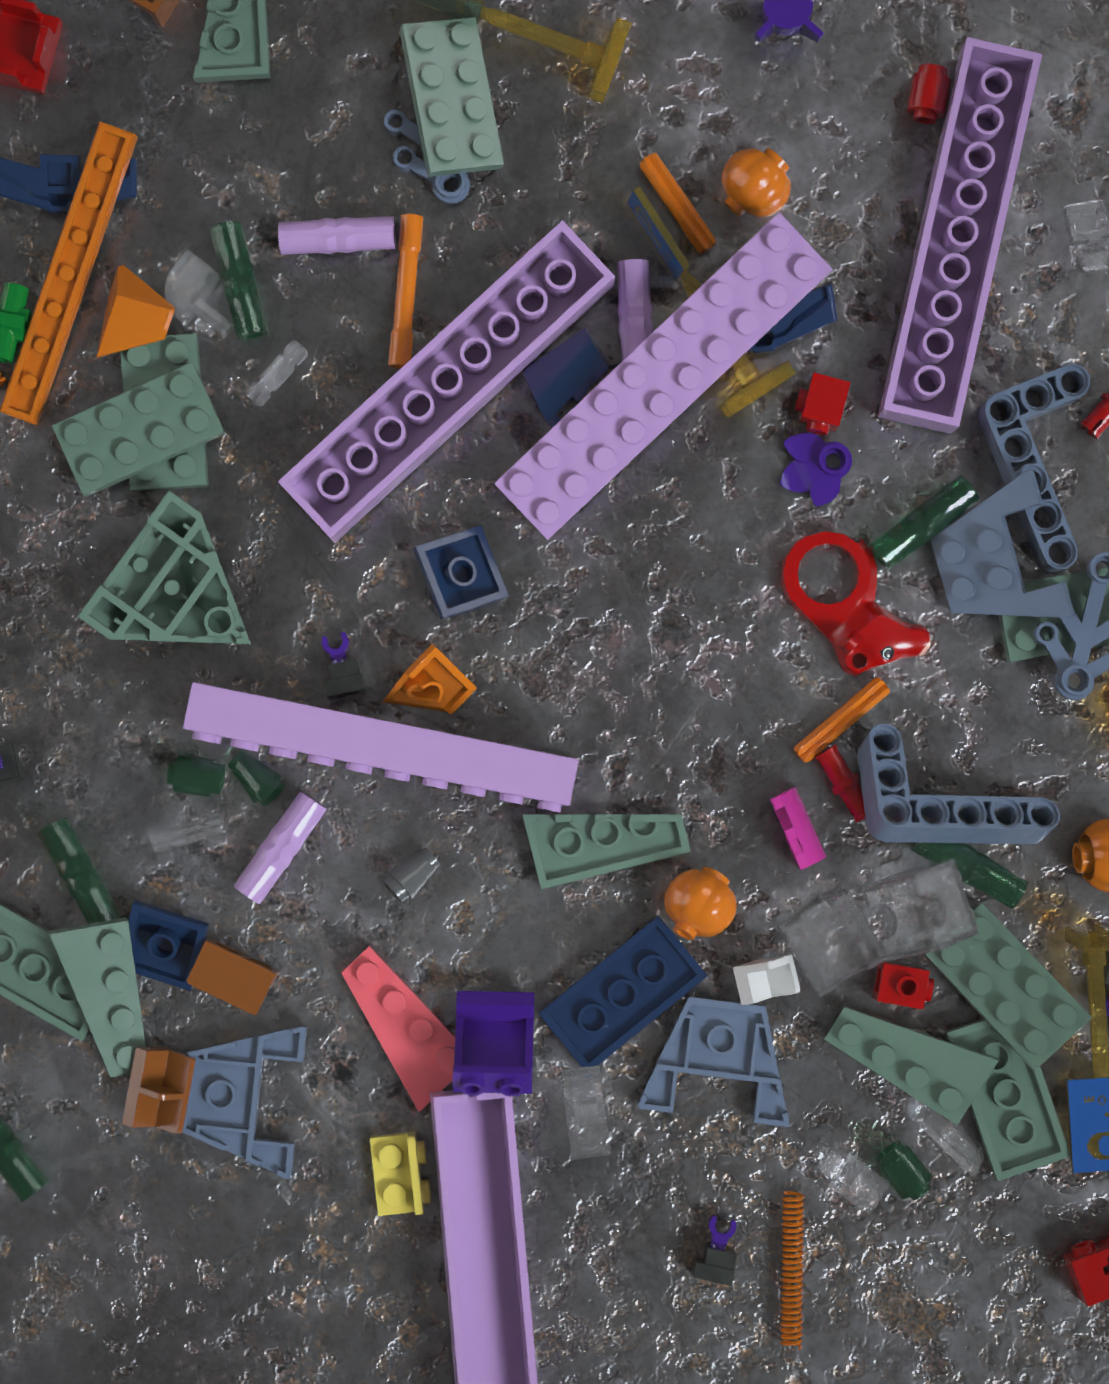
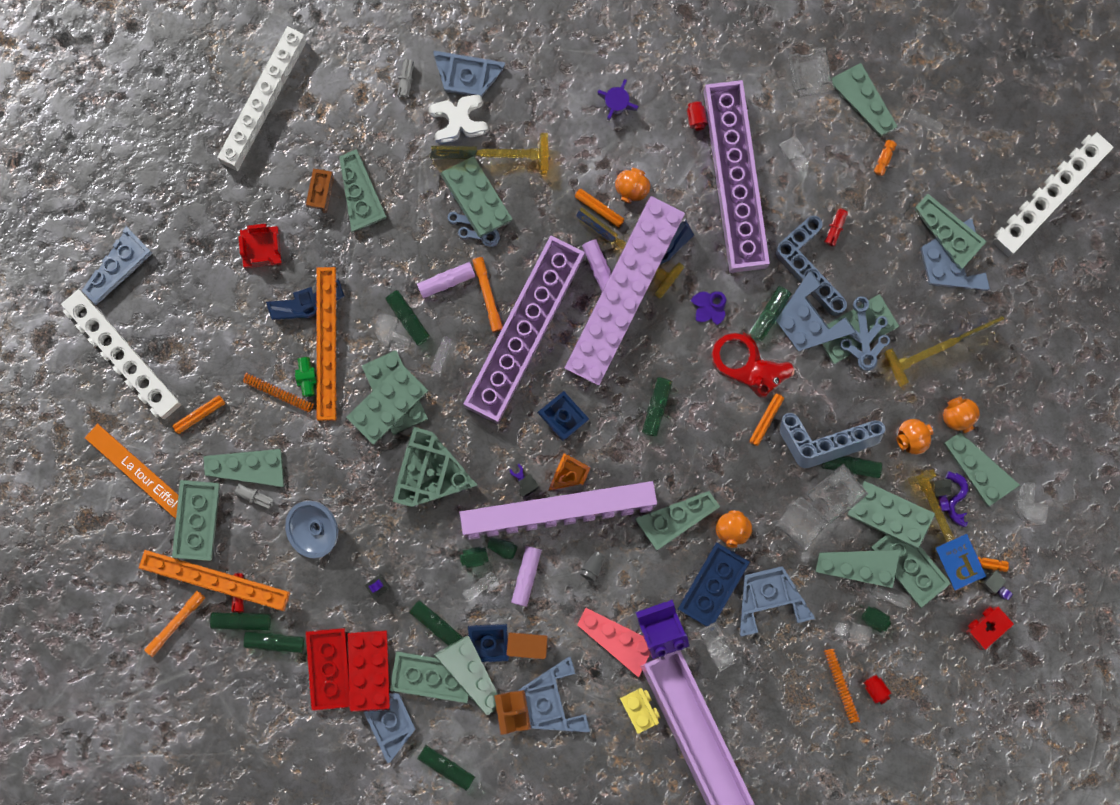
camera: 25 degrees left, 5 degrees down
(133, 314) = (364, 351): orange slope -> none
(565, 374) = (577, 305): dark blue slope -> none
(643, 620) = (657, 406): none -> clear green axle
(717, 1261) = (805, 694): pearl dark grey piece -> none
(766, 979) = (778, 553): white panel -> none
(798, 828) = (767, 479): dark pink slope -> none
(822, 403) = (702, 276): red brick -> none
(843, 780) = (778, 447): red pin -> none
(856, 1302) = (877, 689): none -> red brick
(902, 985) = (842, 532): red brick -> none

